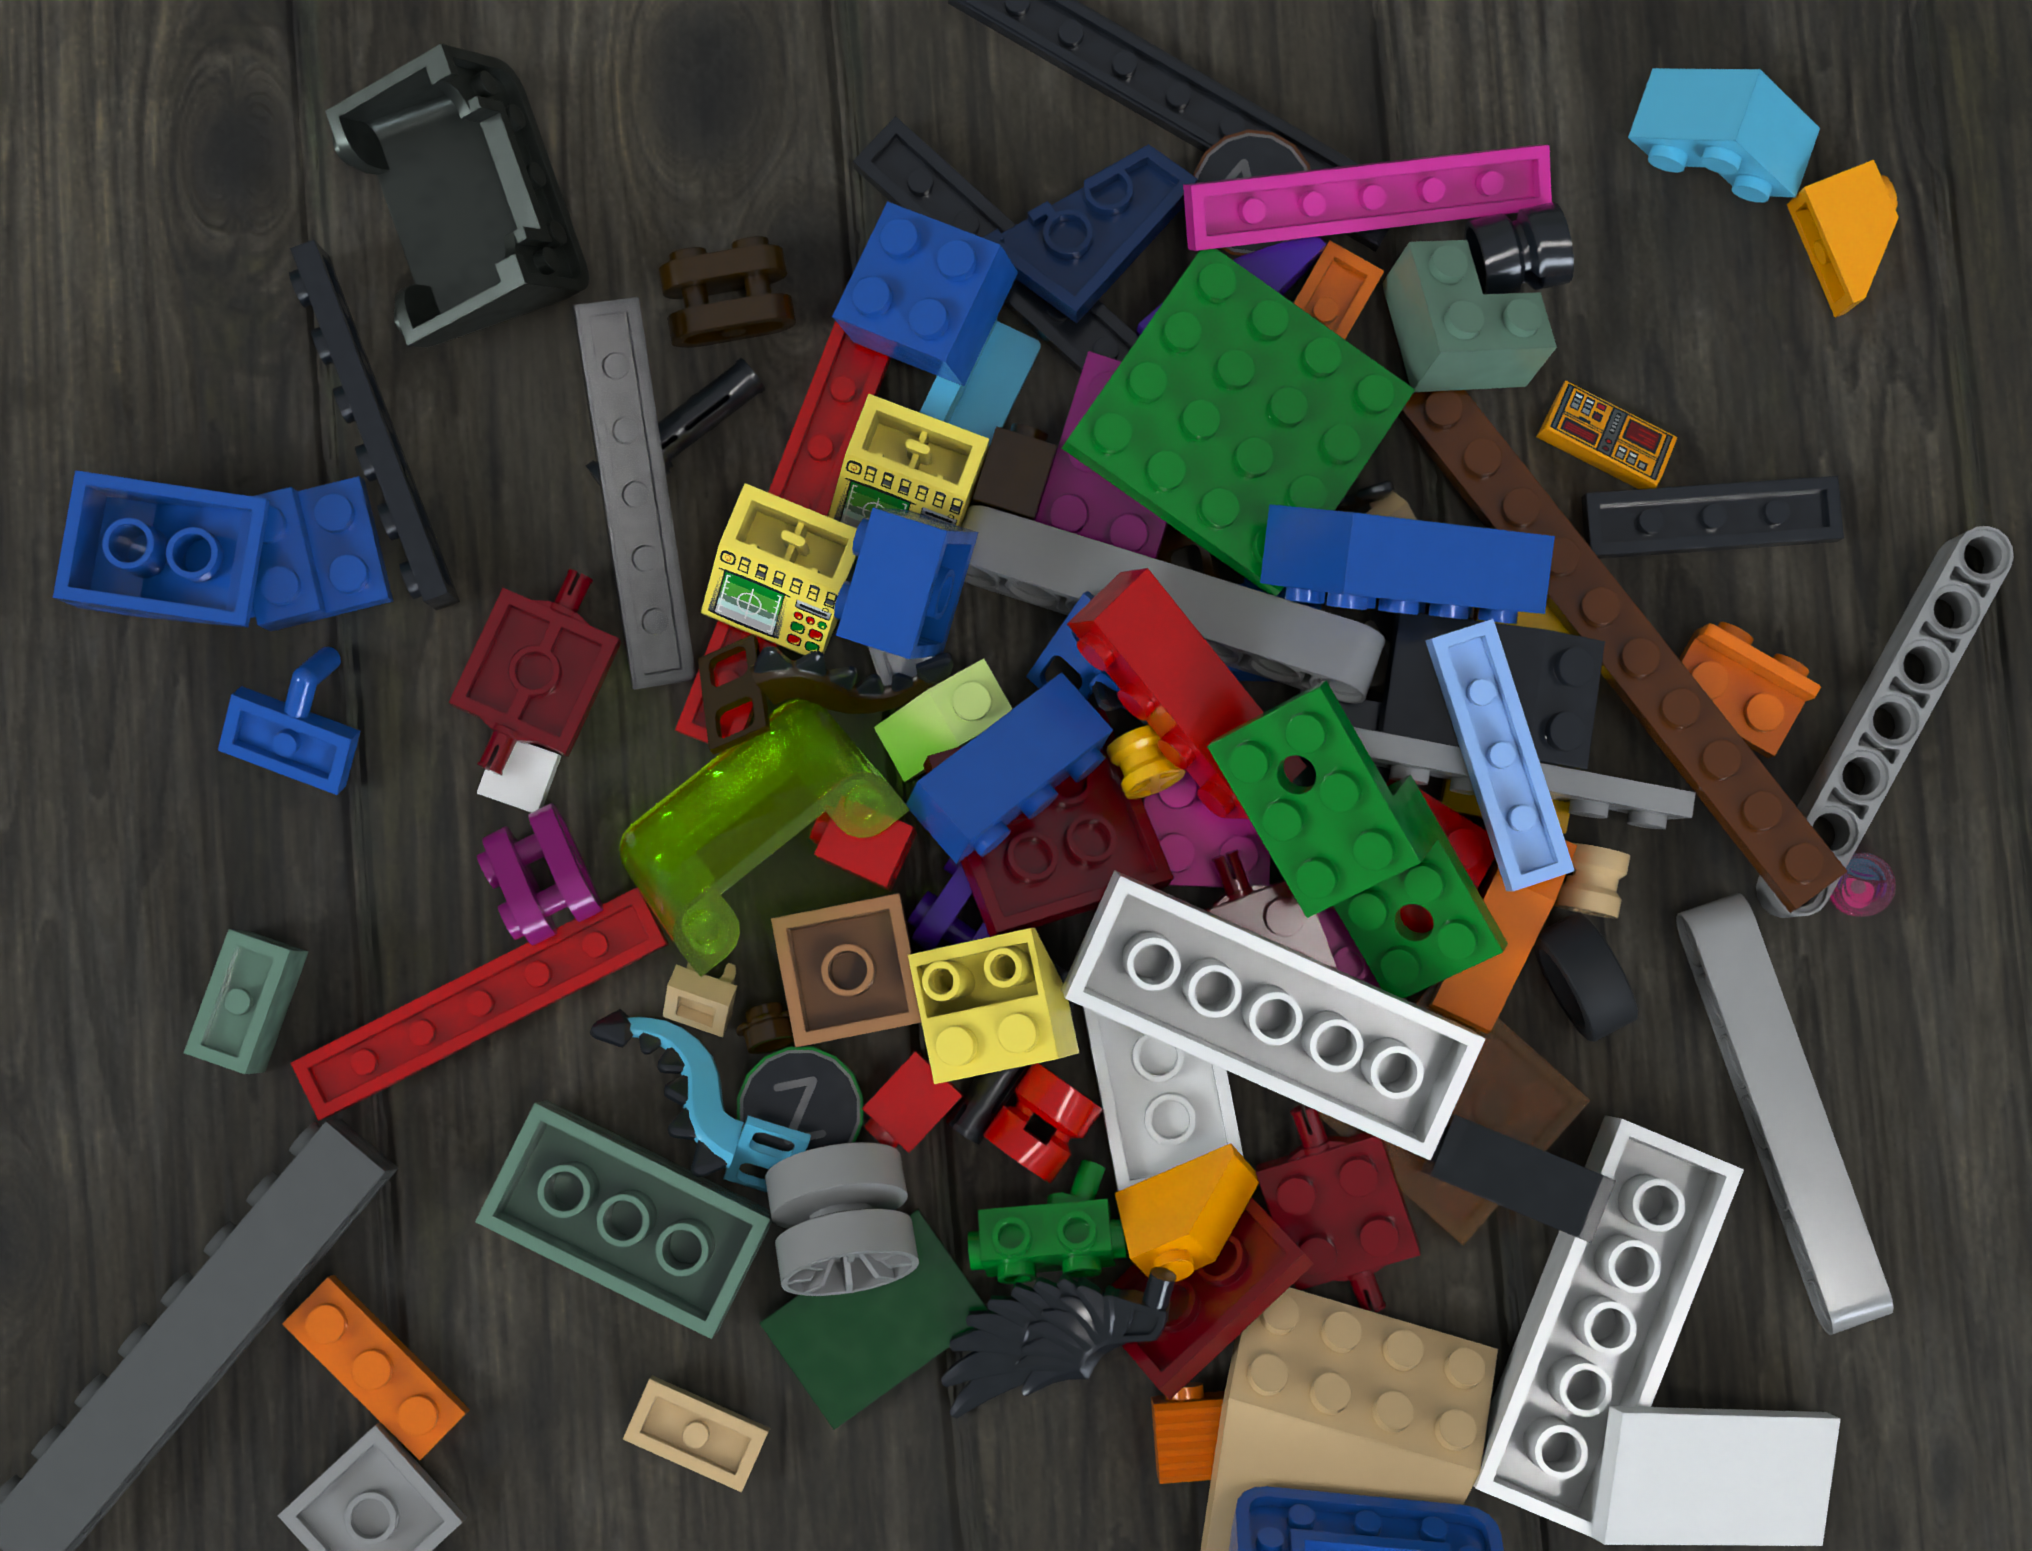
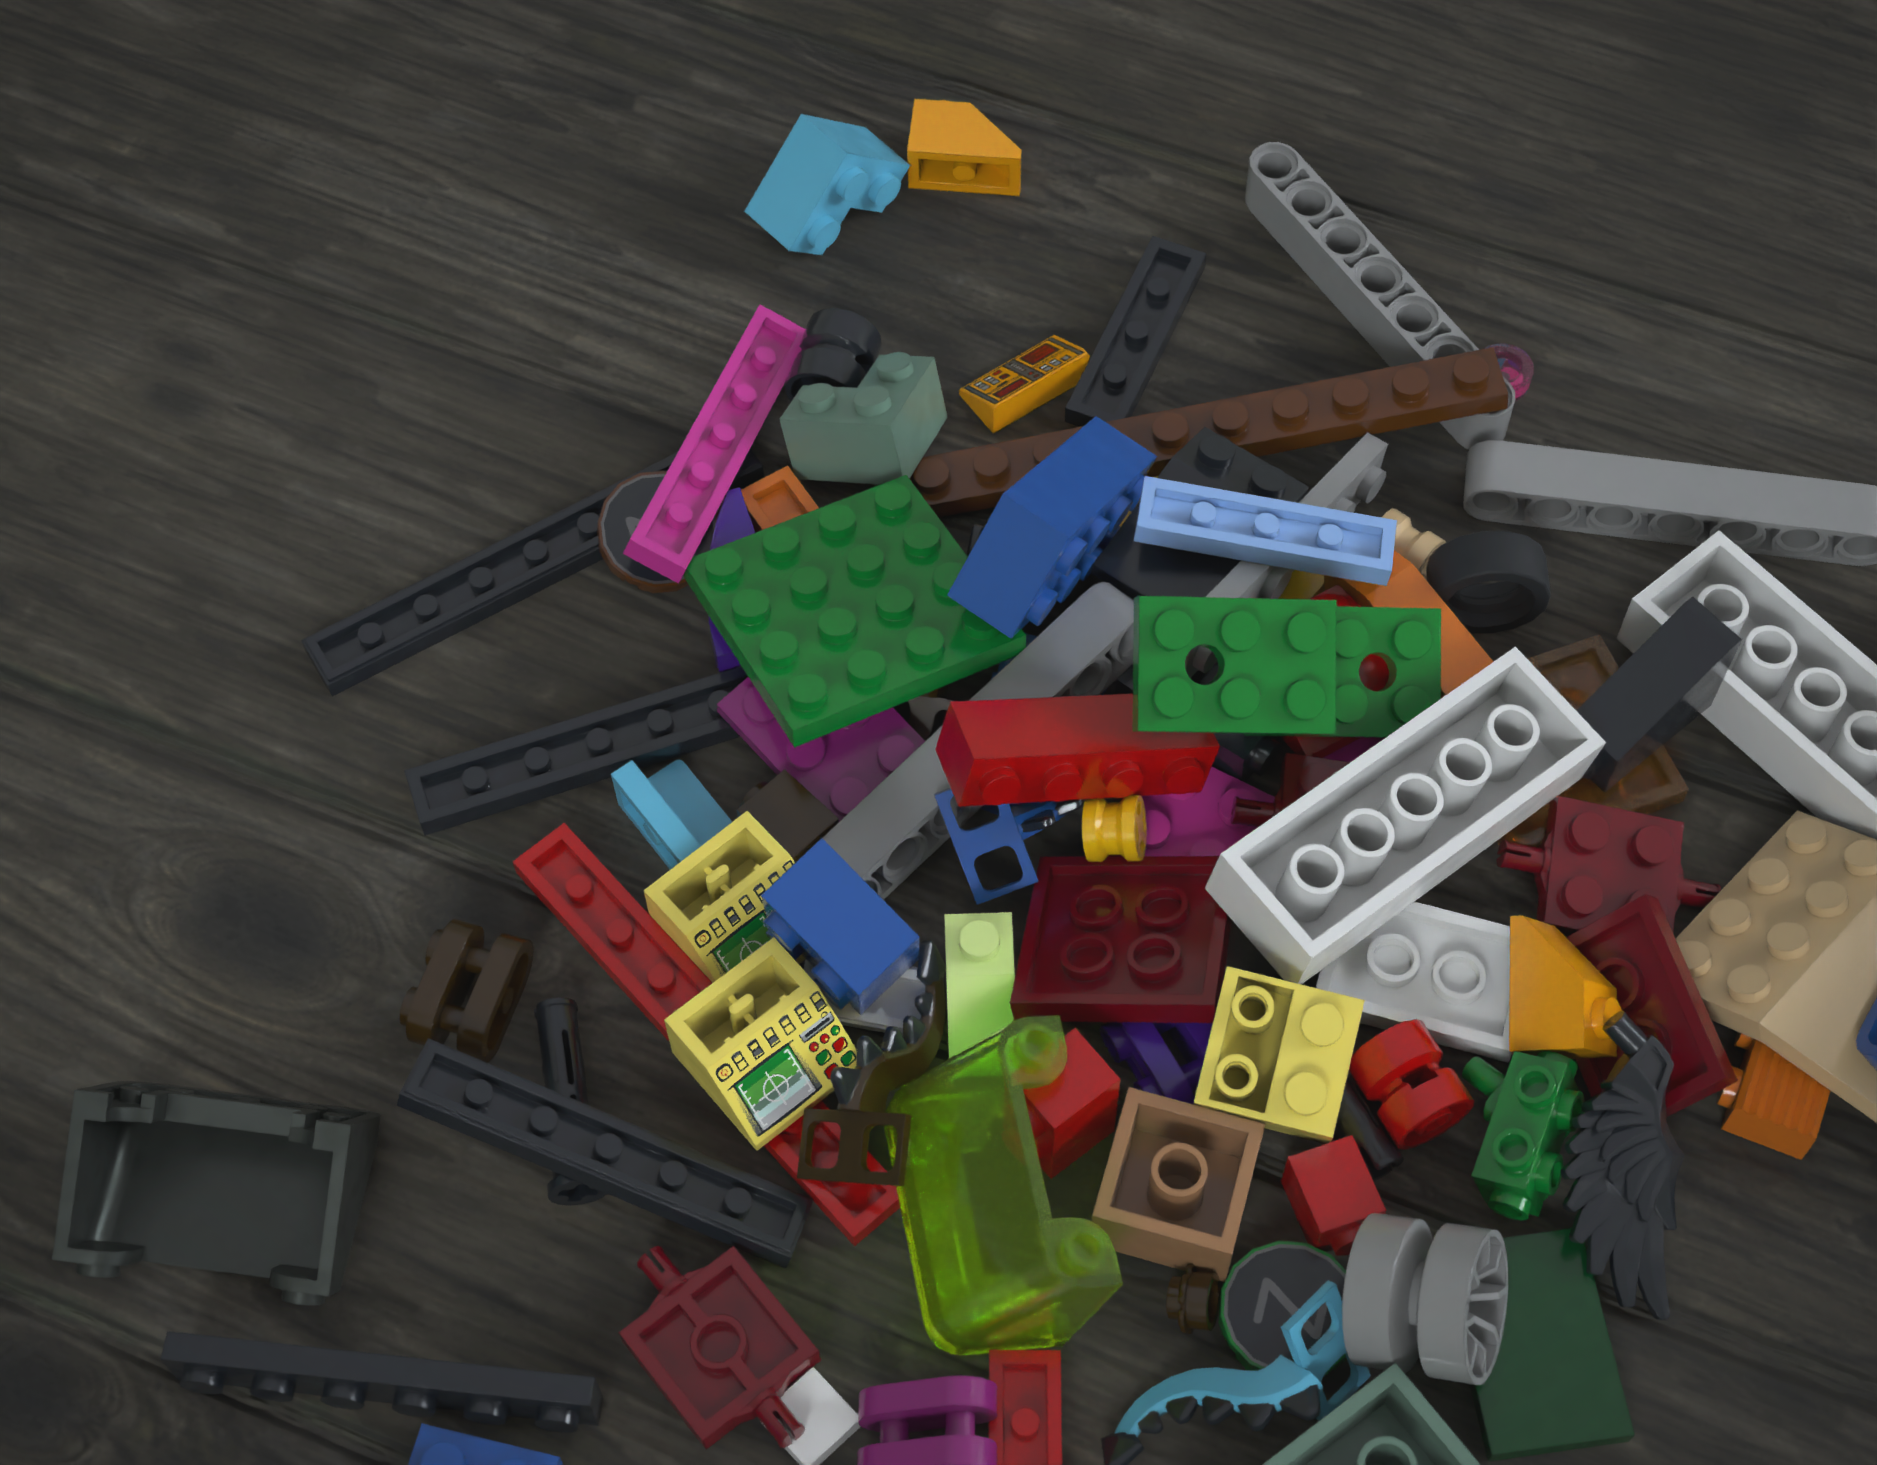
camera: 55 degrees left, 25 degrees down
(699, 1000) = (1132, 1346): tan tile -> none
(925, 293) = (583, 800): blue brick -> none
(1010, 770) = (1067, 929): blue brick -> none
(1089, 238) = (614, 659): dark blue wing -> none
(1748, 686) = (1288, 359): orange bracket -> none

